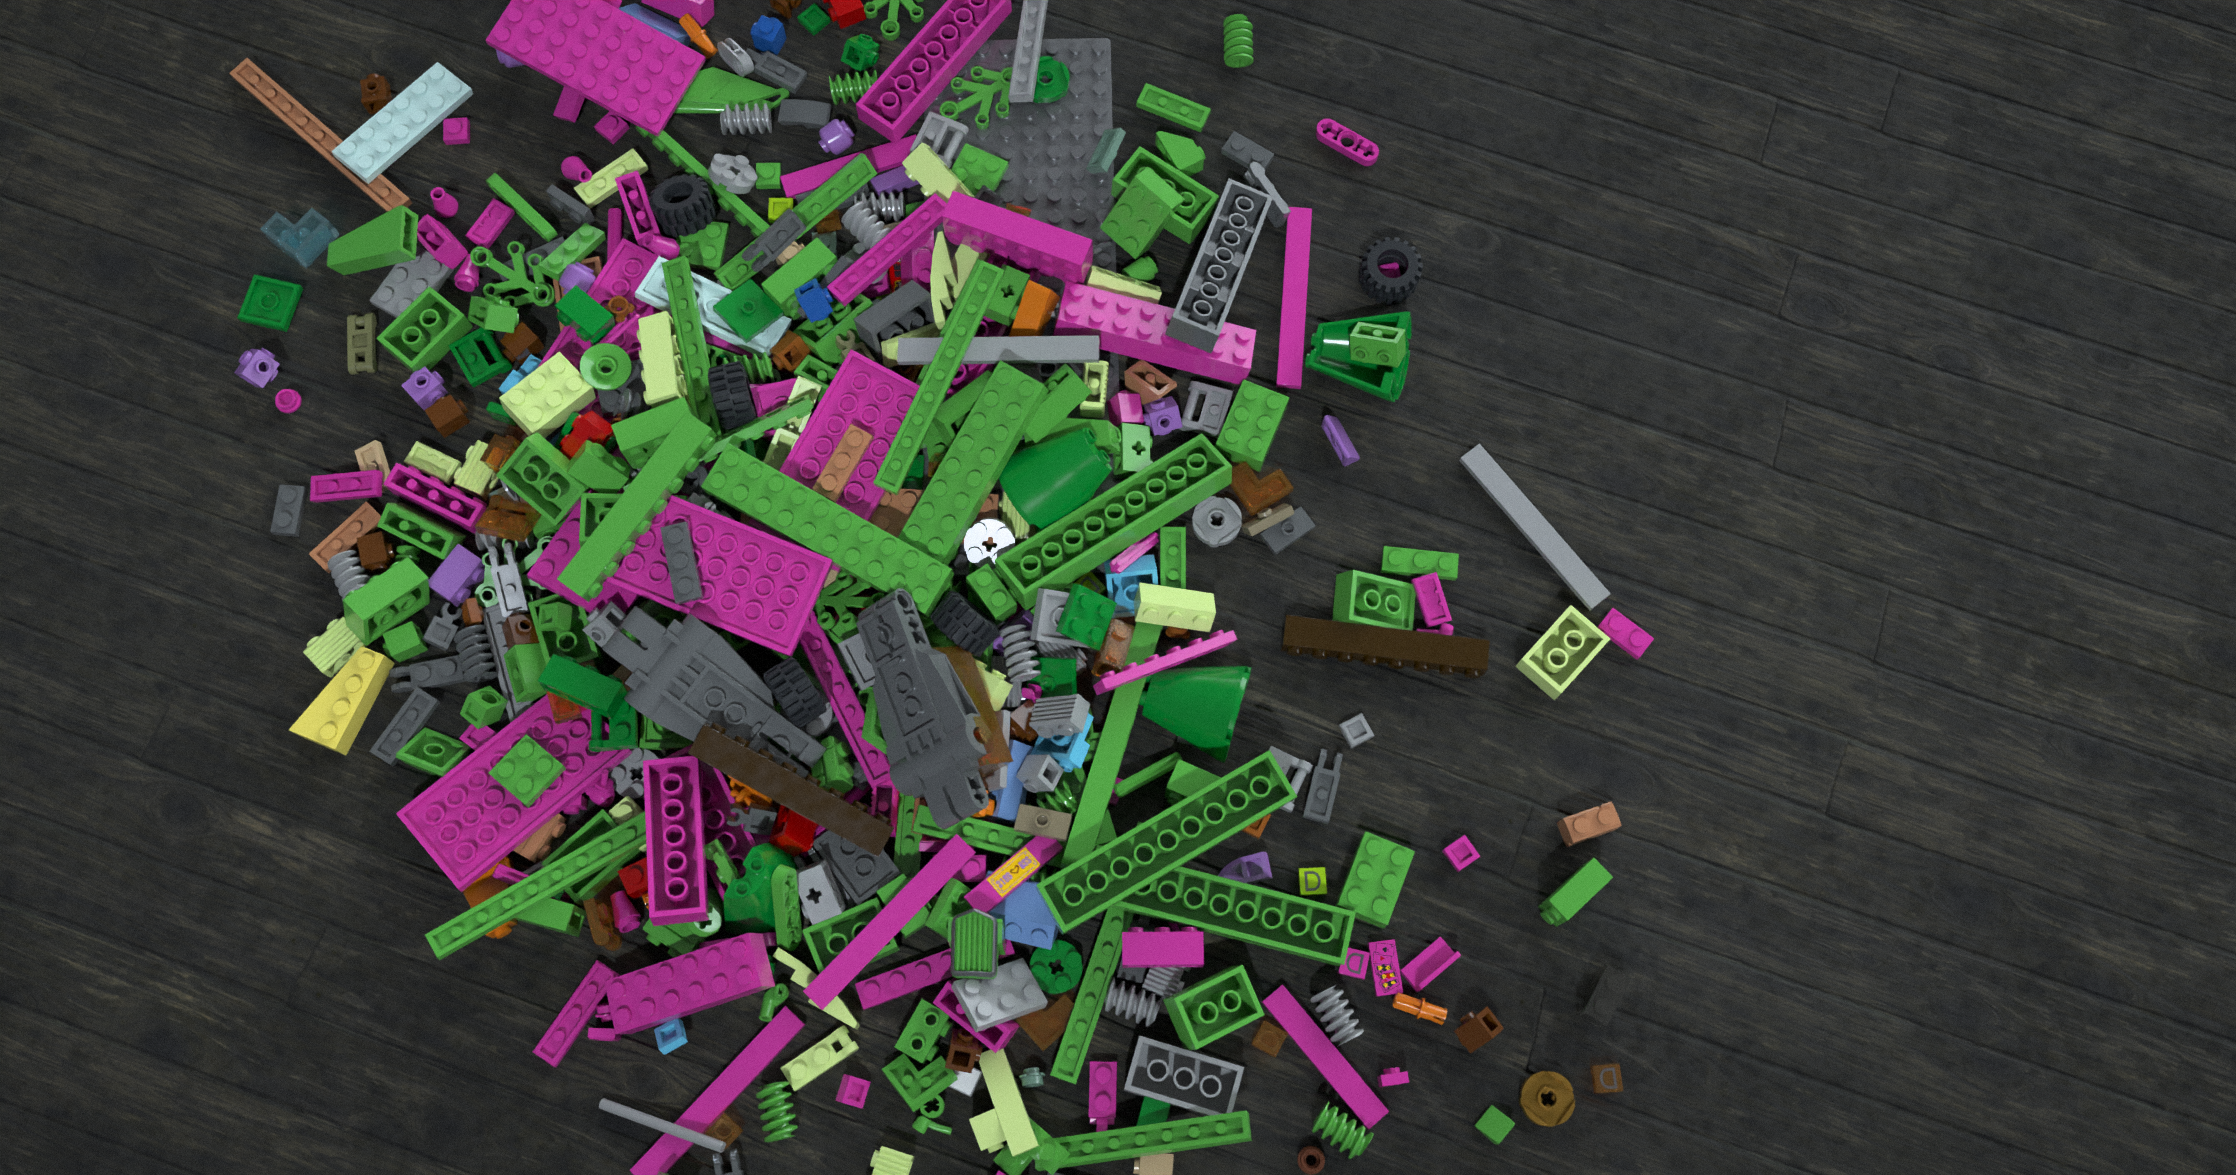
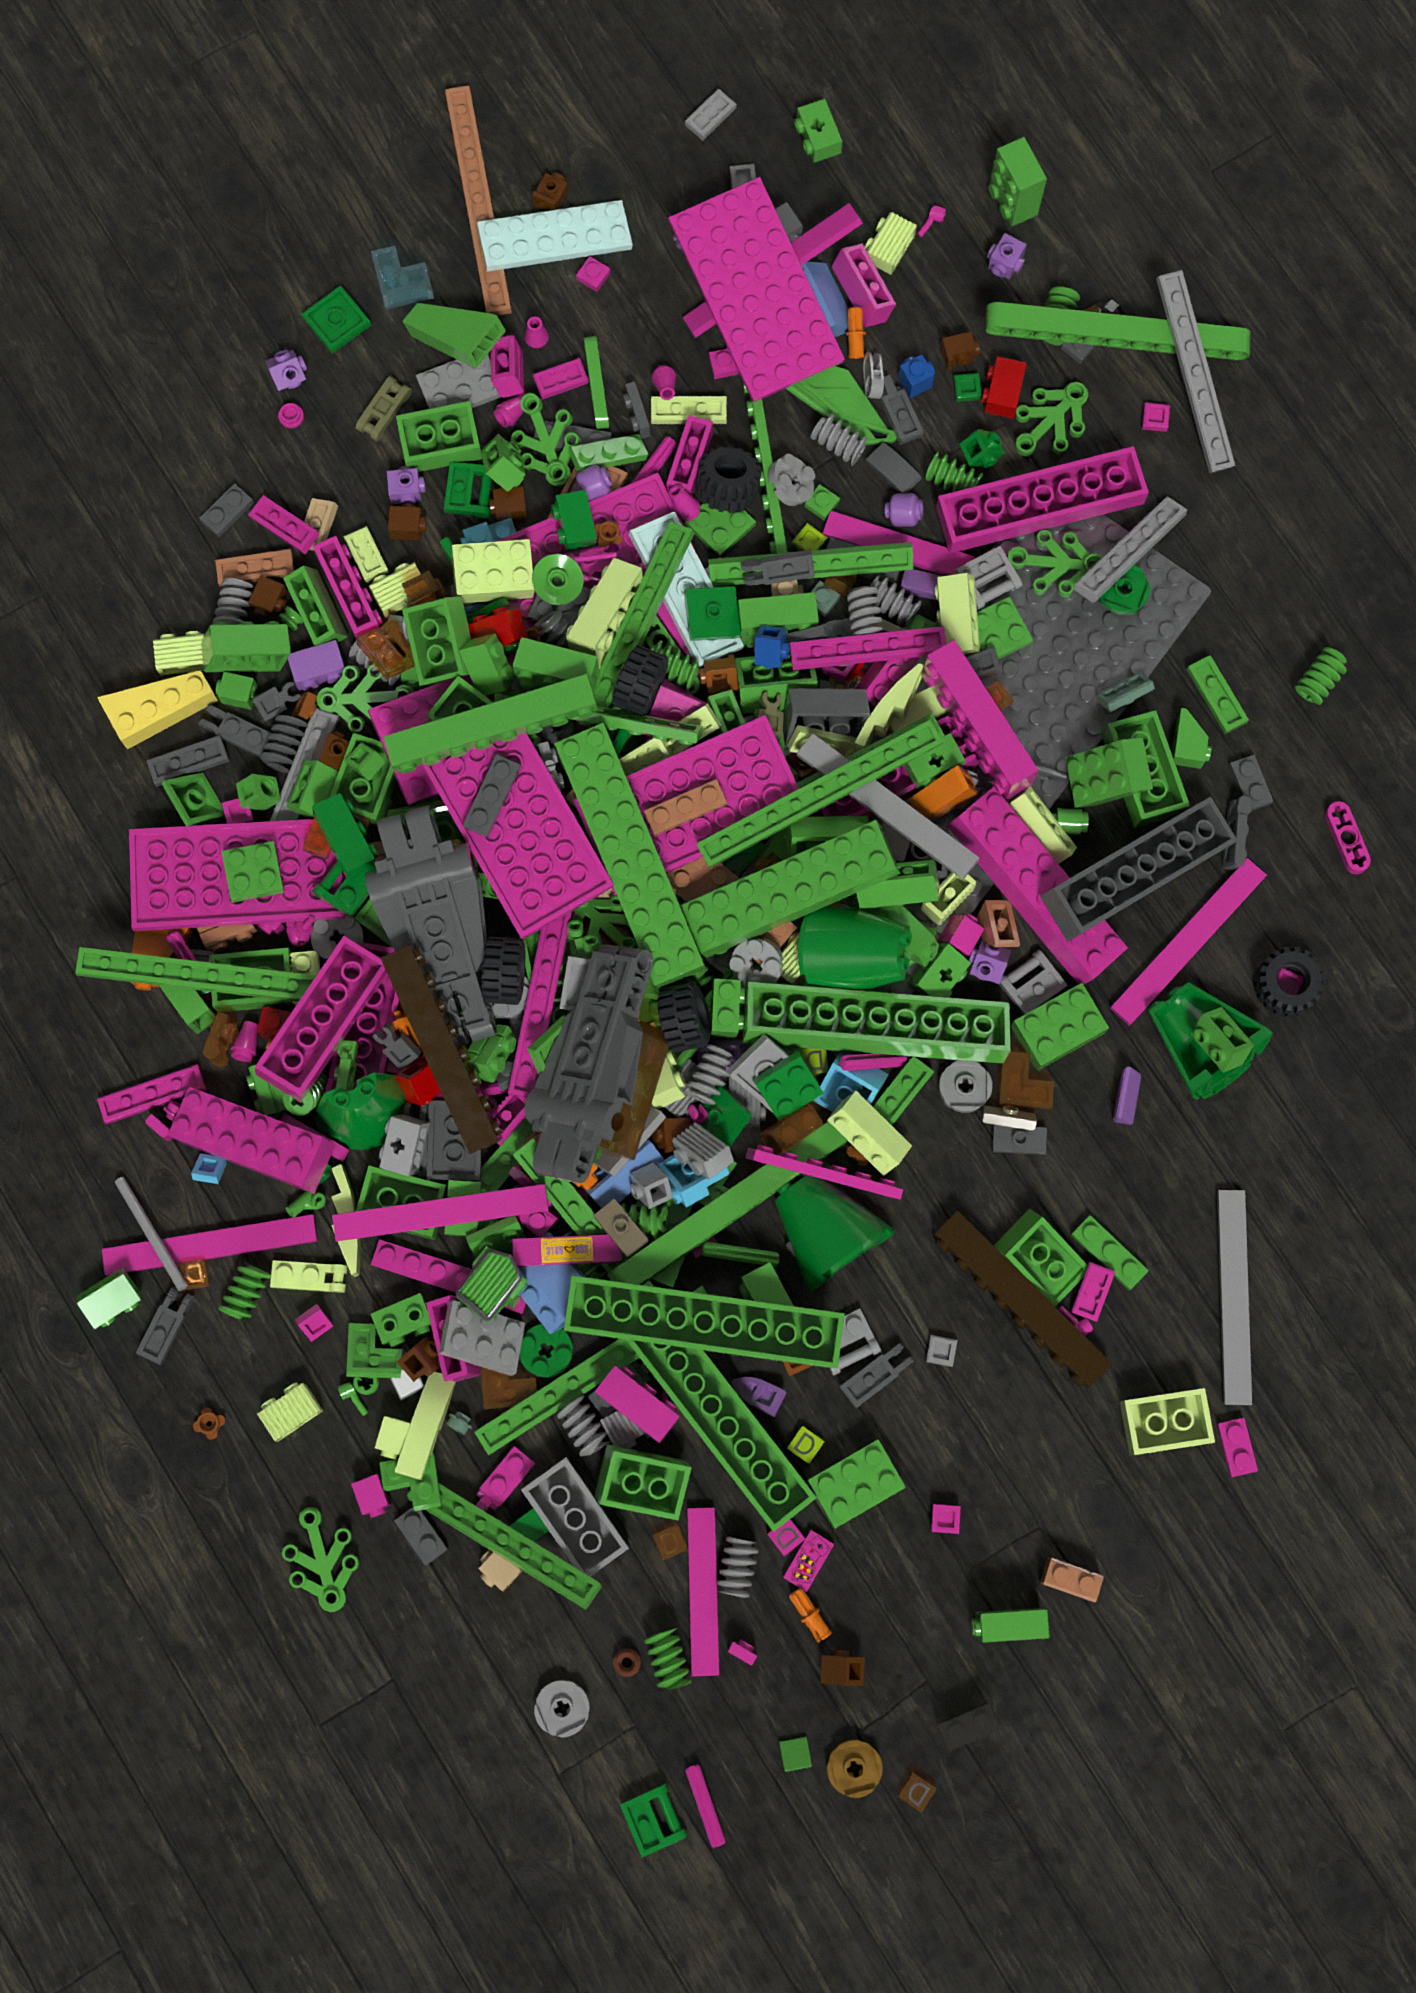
camera: 40 degrees right, 5 degrees up
(508, 582) = (350, 703): light grey hinge -> none
(604, 623) = (399, 797): light grey brick -> none
(786, 907) = (369, 1138): bright green beam -> none
(1429, 964) = (846, 1586): dark pink panel -> none

